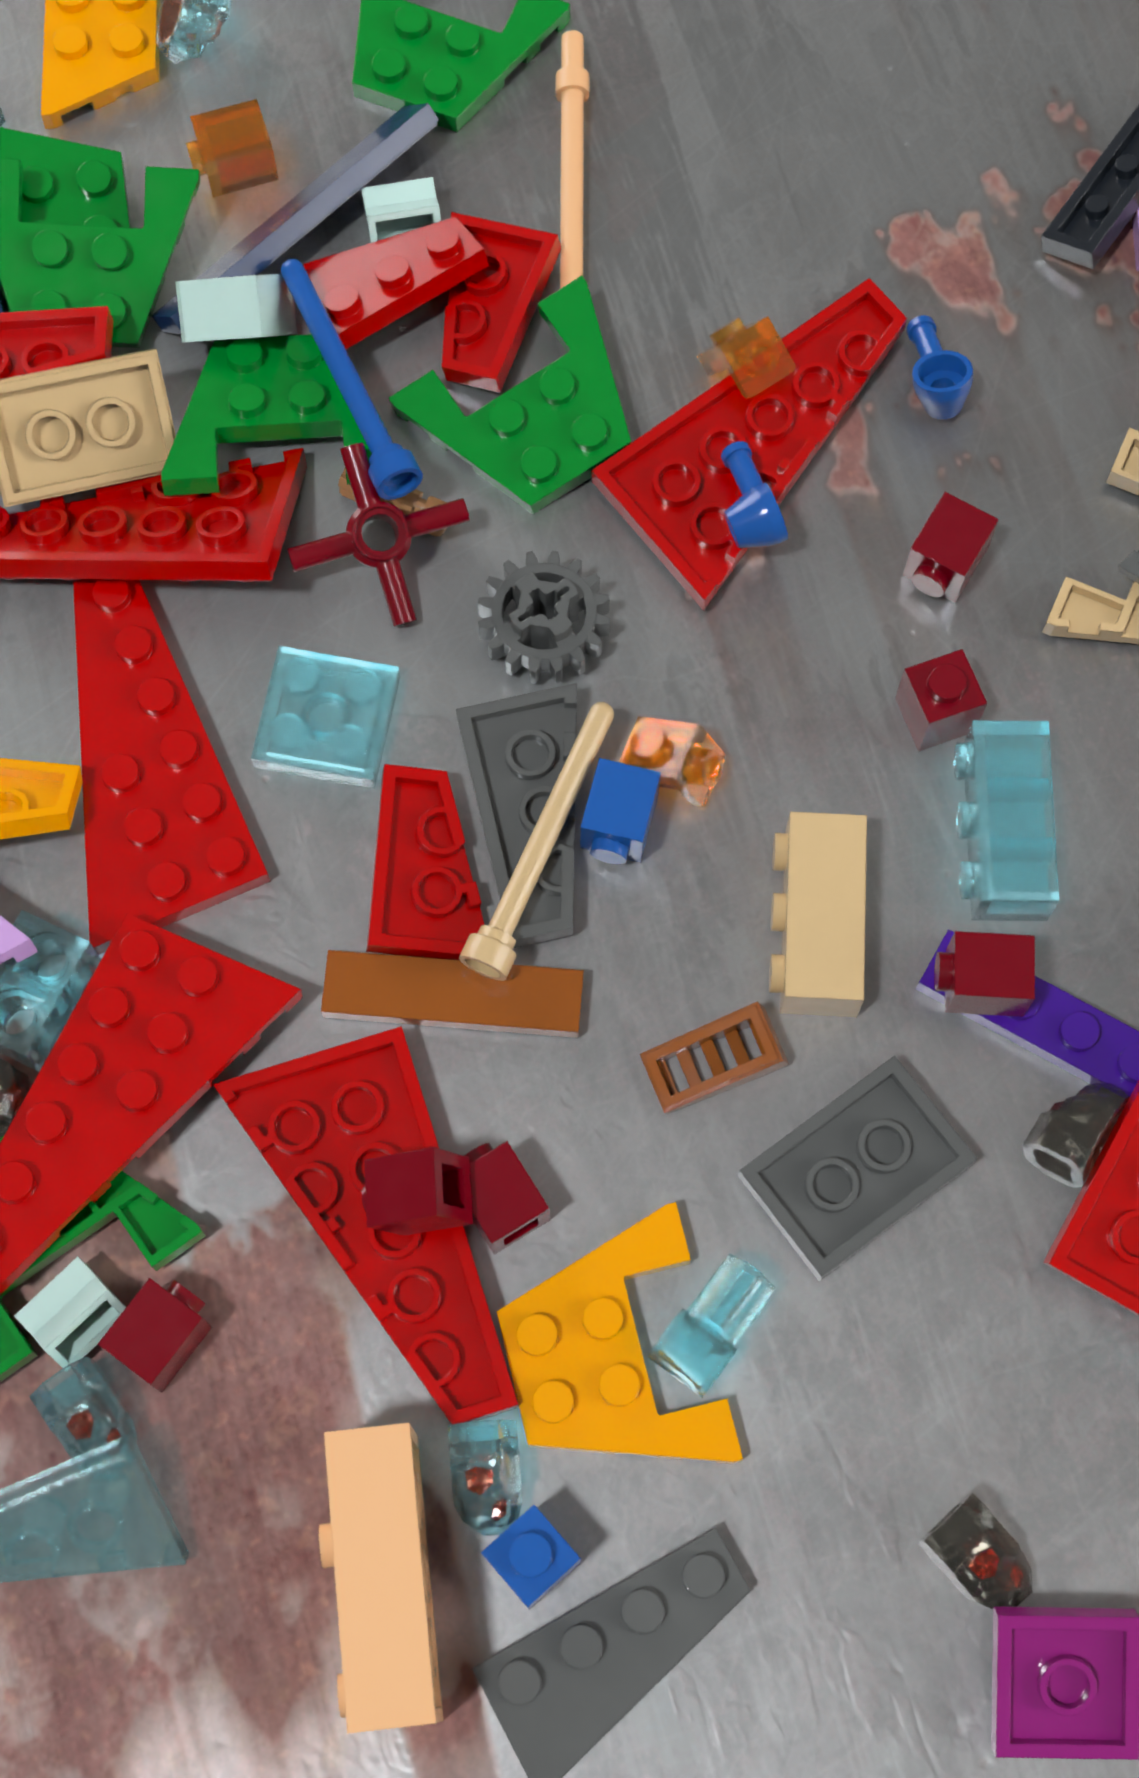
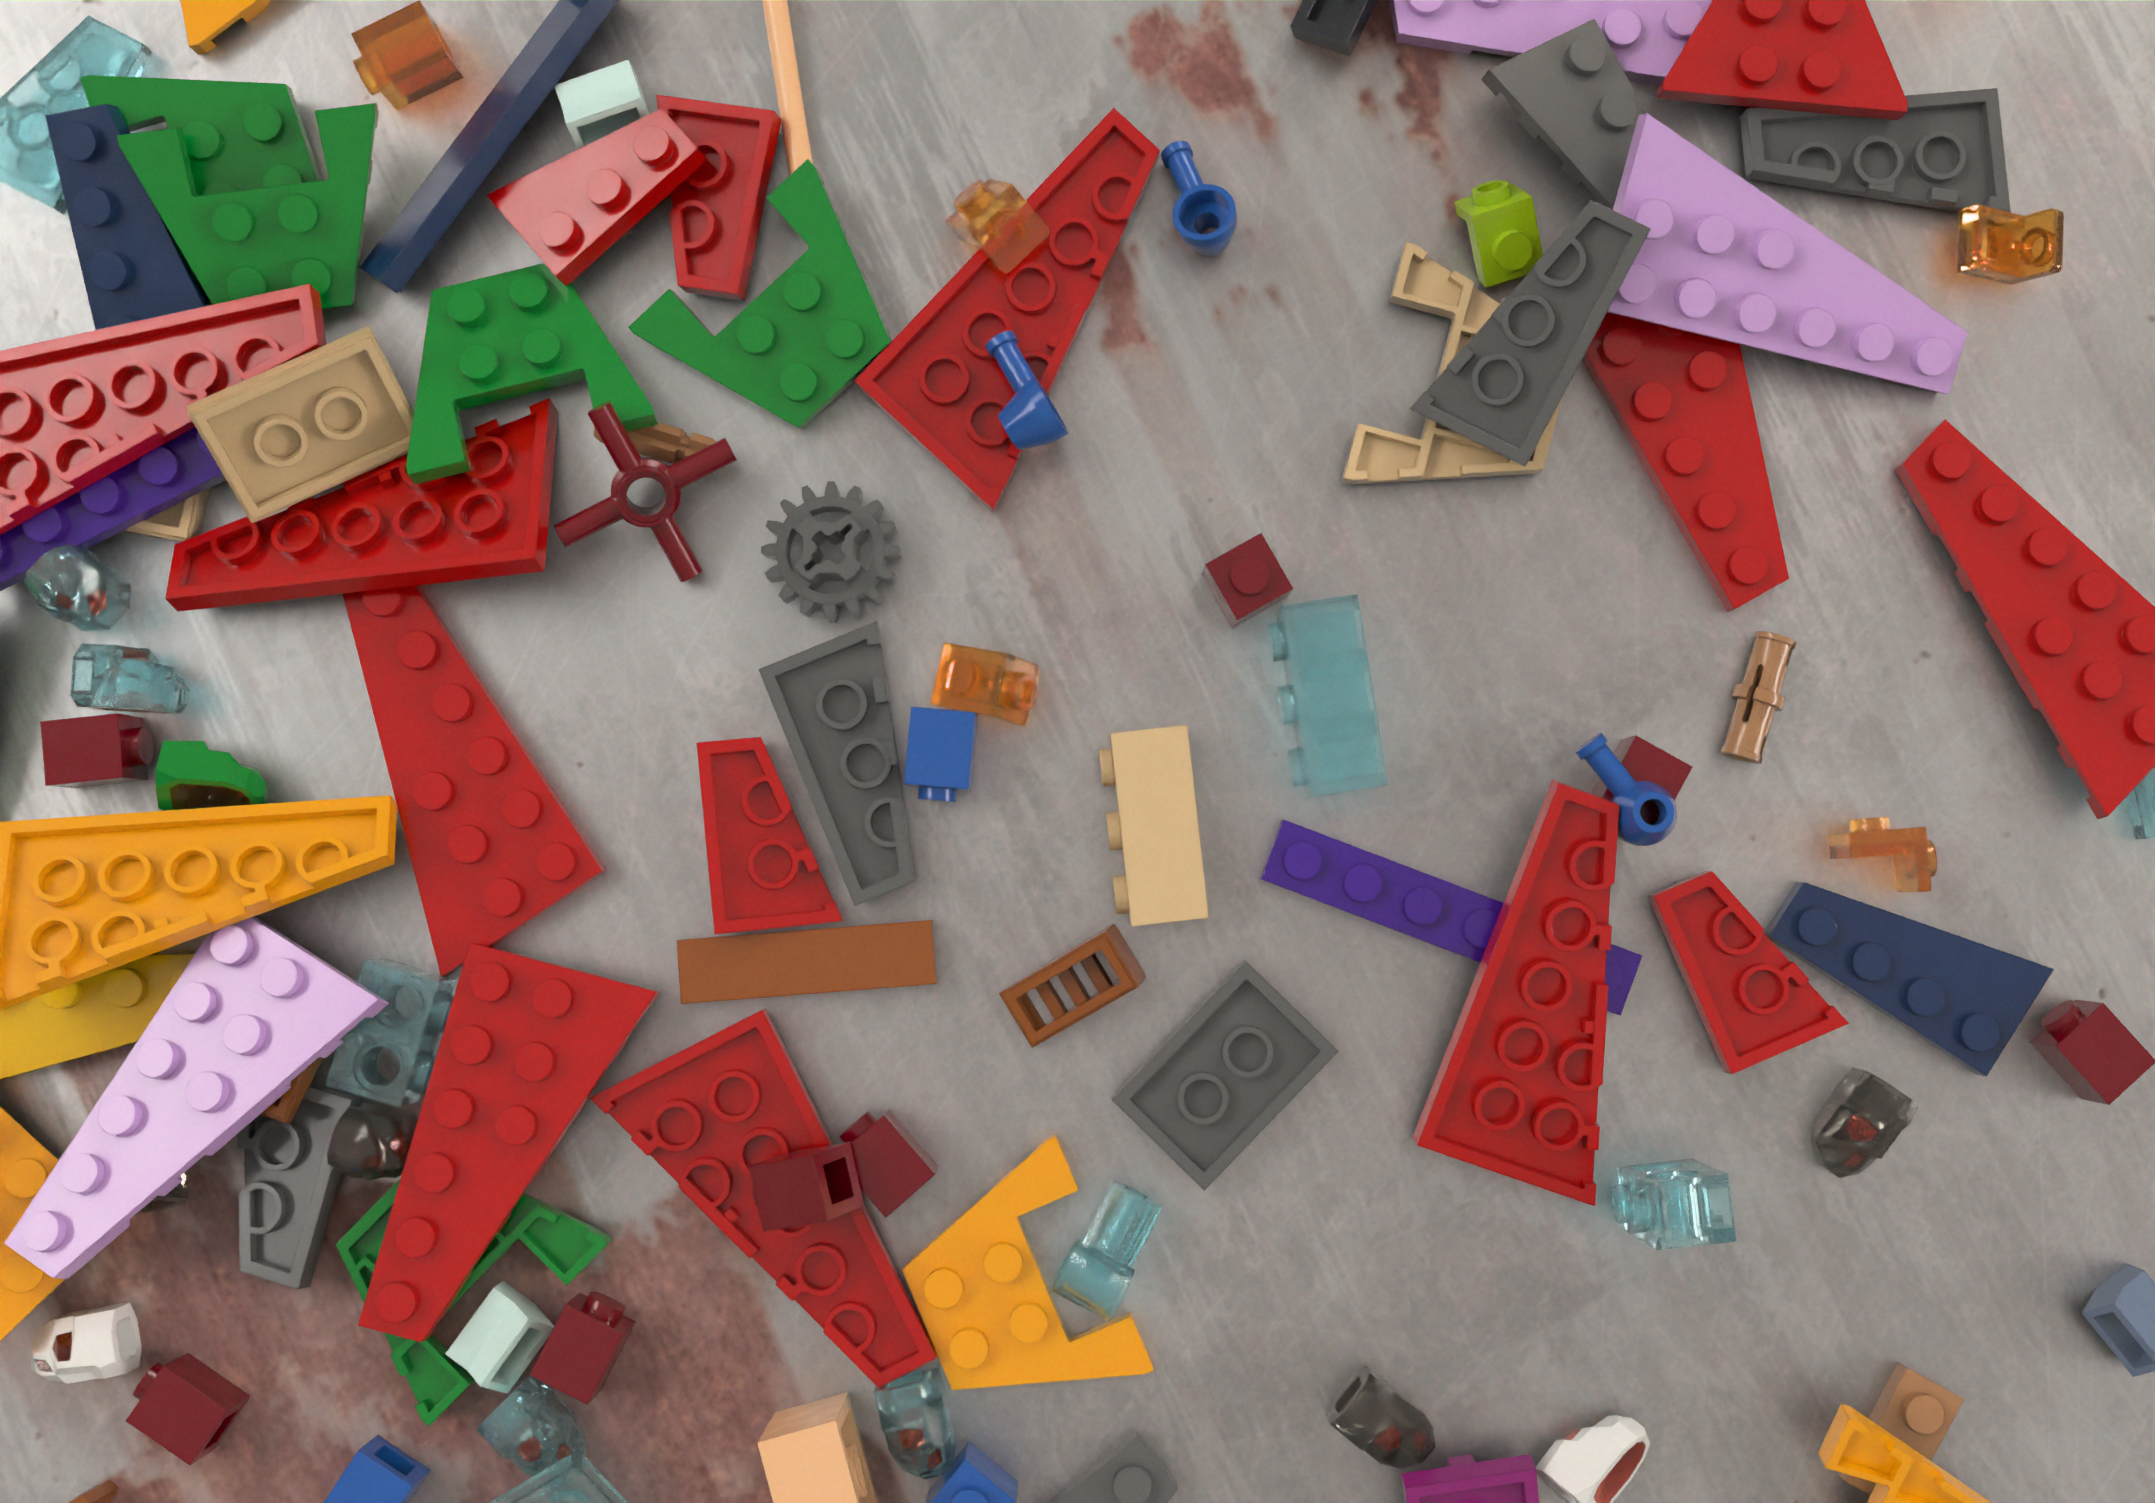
camera: 10 degrees left, 15 degrees up
(235, 308) = (449, 256): light aqua slope -> none
(326, 717) = (629, 691): clear light blue plate -> none
(391, 467) = (645, 425): blue piece -> none
(491, 948) = (838, 917): tan piece -> none
(949, 548) = (1235, 409): dark red brick -> none
(987, 973) = (1325, 874): dark red brick -> none
(1074, 1133) = (1430, 1006): clear smoke rock -> none

